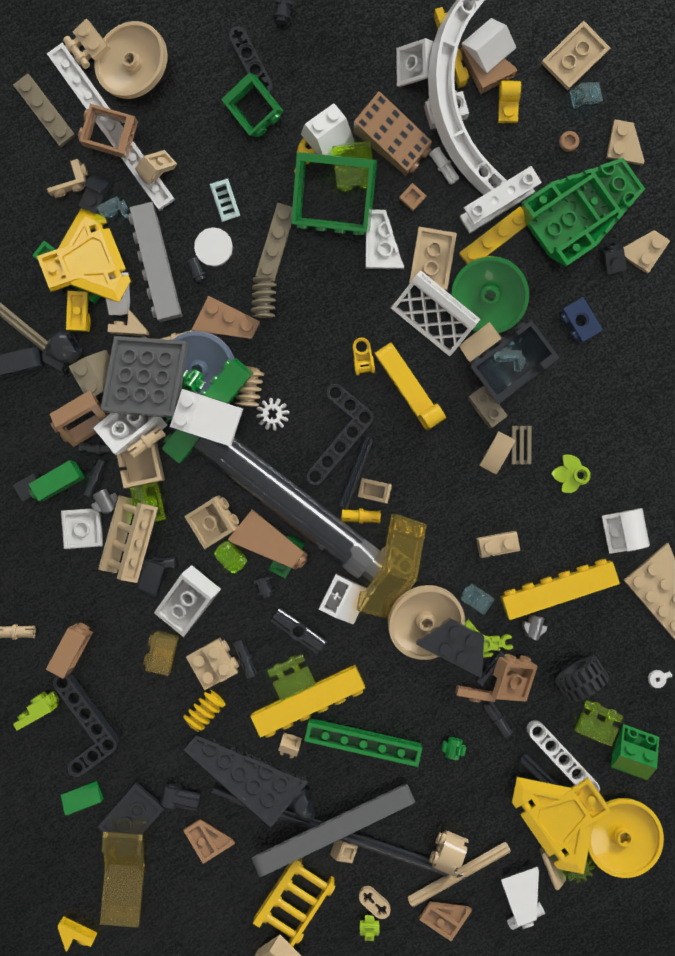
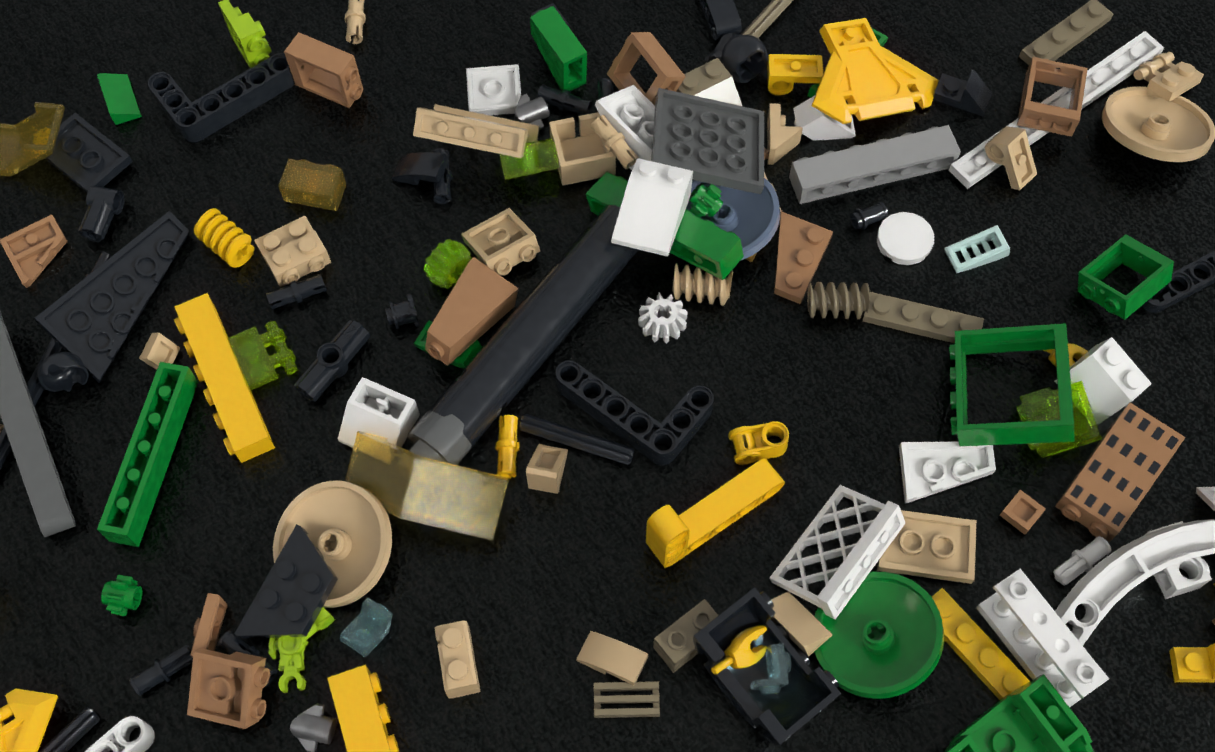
camera: 85 degrees right, 25 degrees down
(80, 172) = (989, 70): tan bracket -> none
(111, 206) = (945, 109): clear light blue bracket -> none
(187, 600) = (388, 214): white slope -> none
(500, 375) = (739, 653): none -> yellow hand

